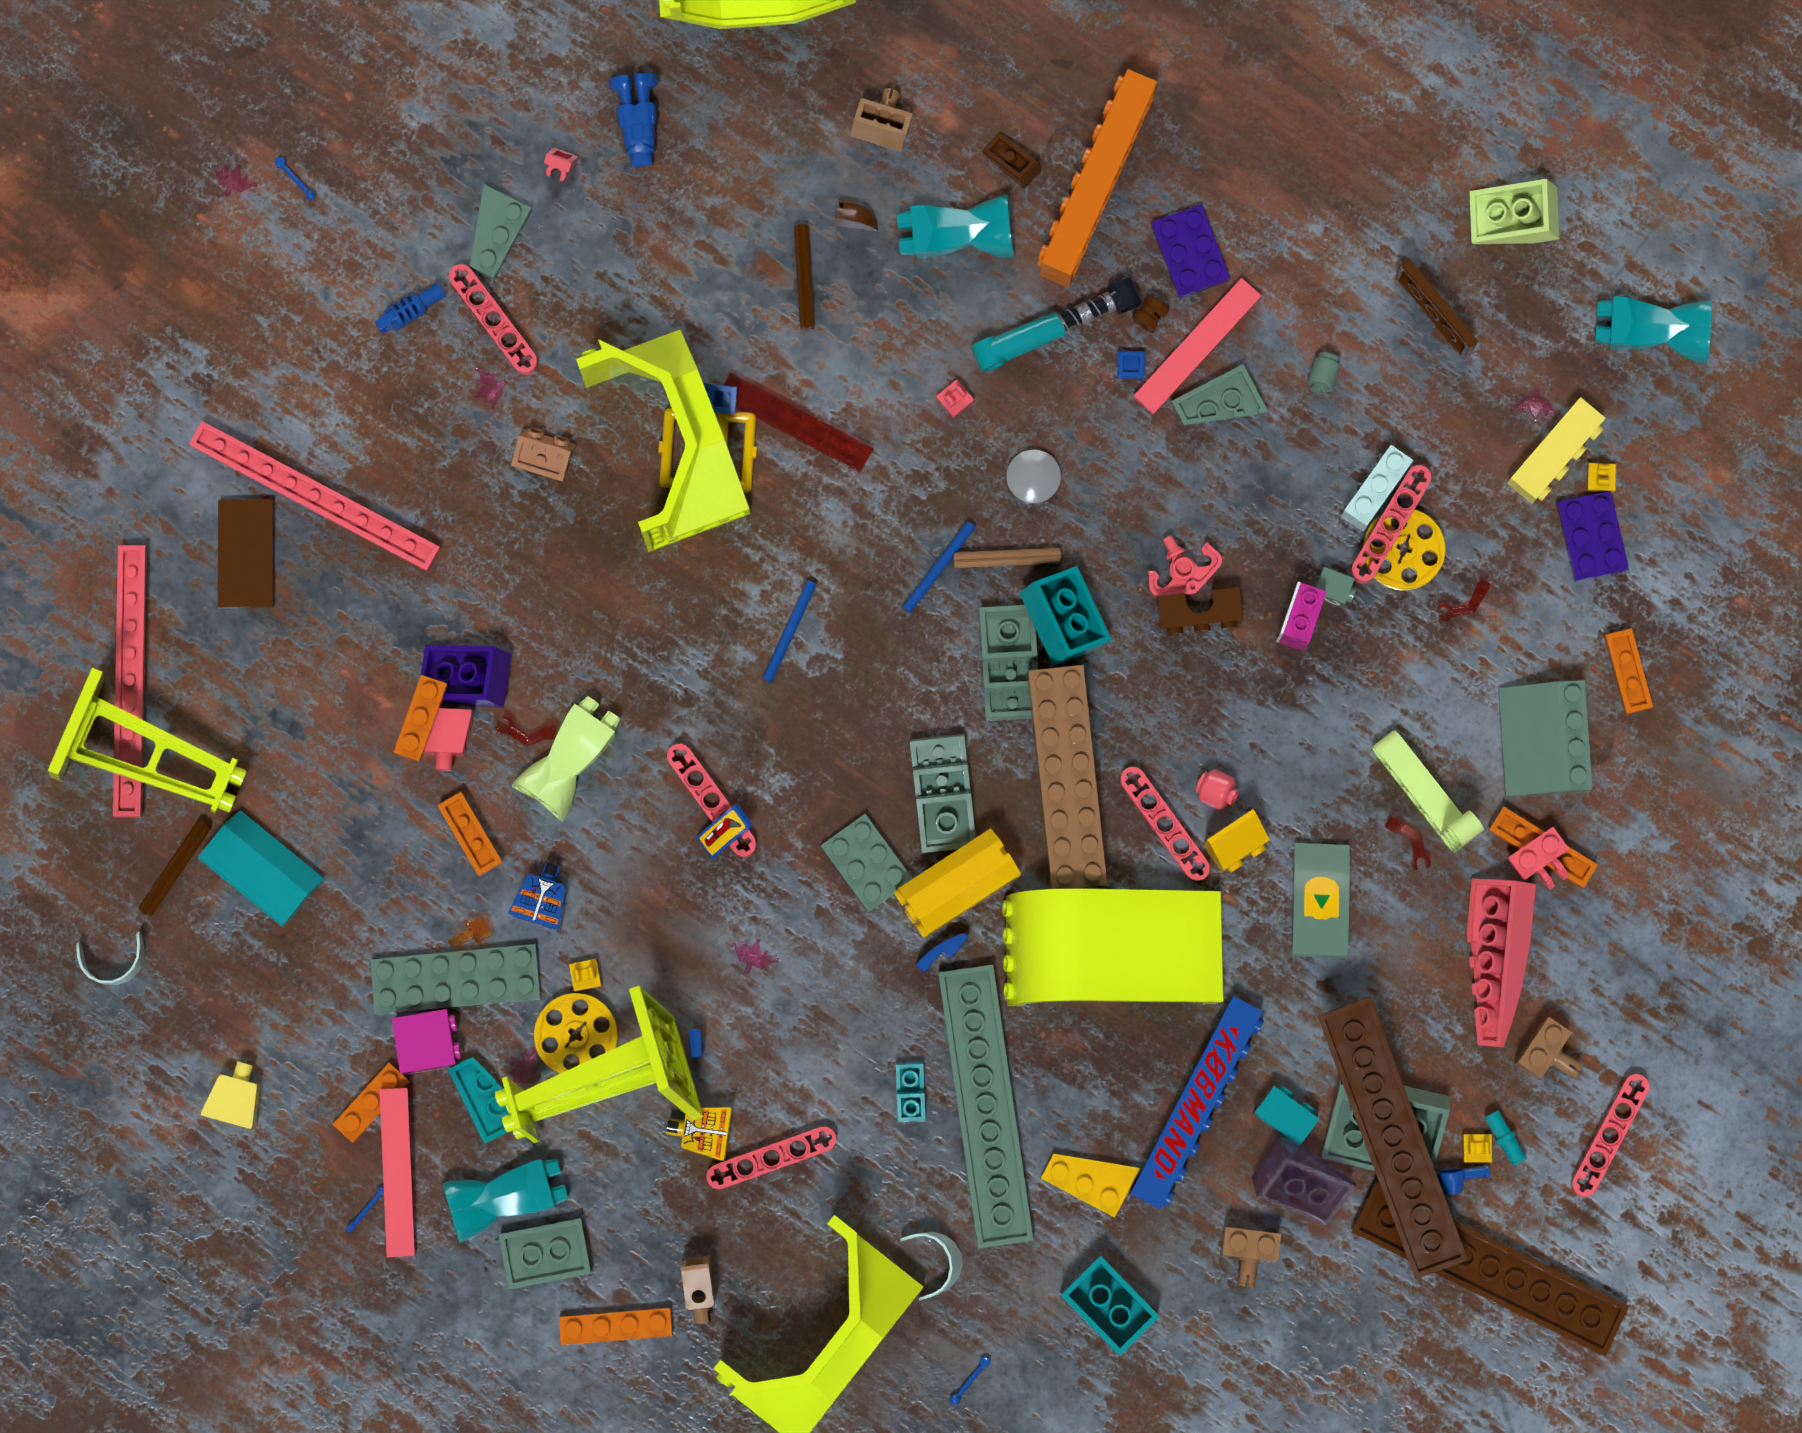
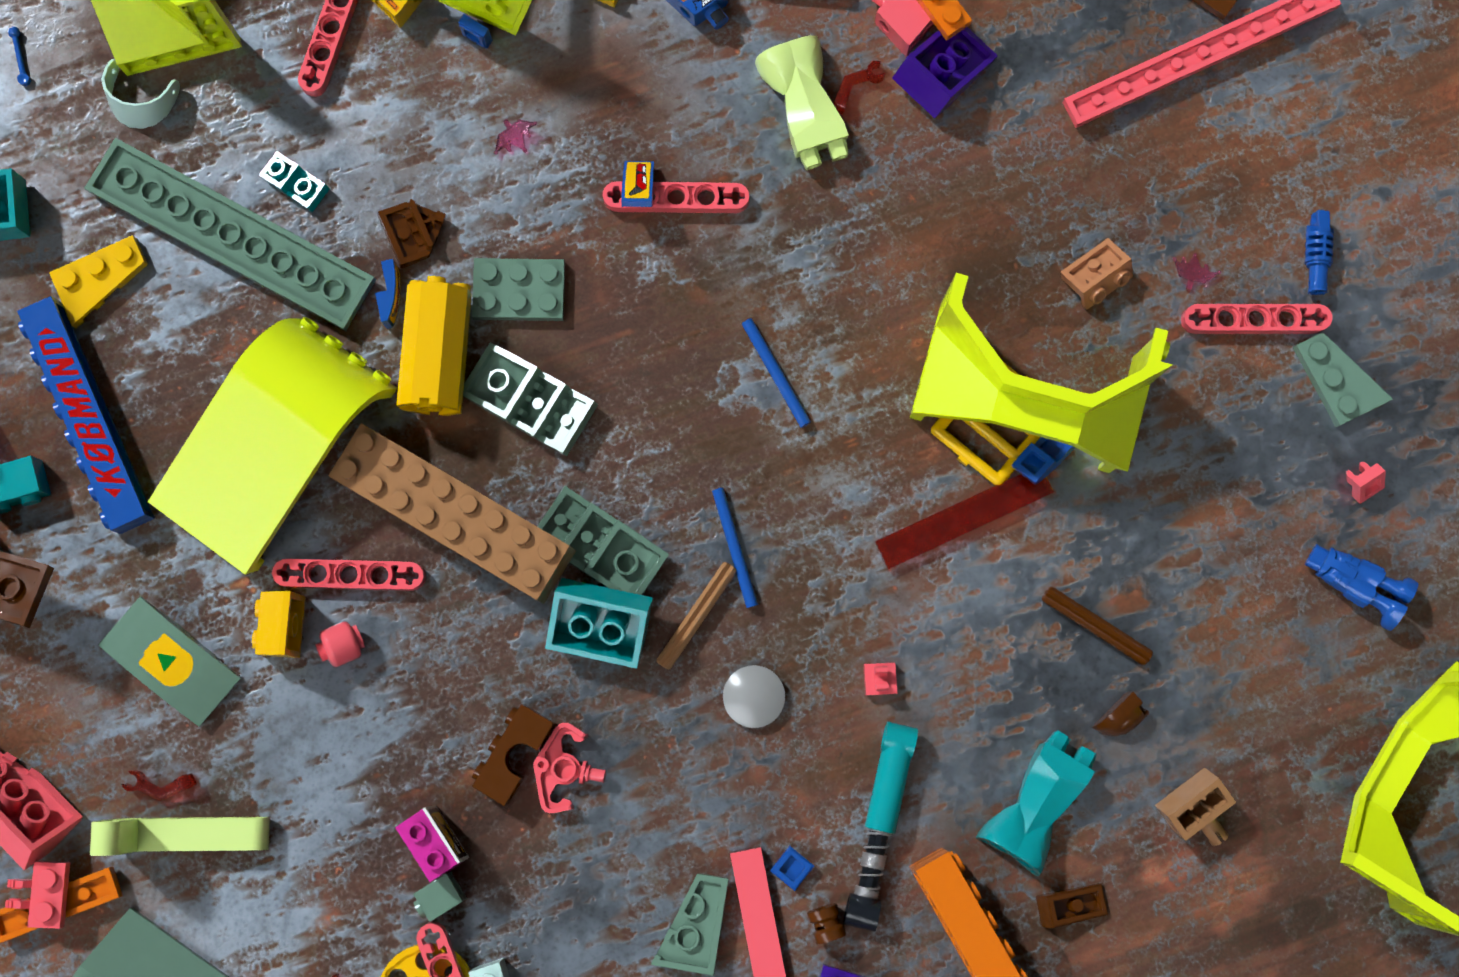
camera: 125 degrees right, 0 degrees up
(882, 975) = (411, 231): none -> reddish brown slope

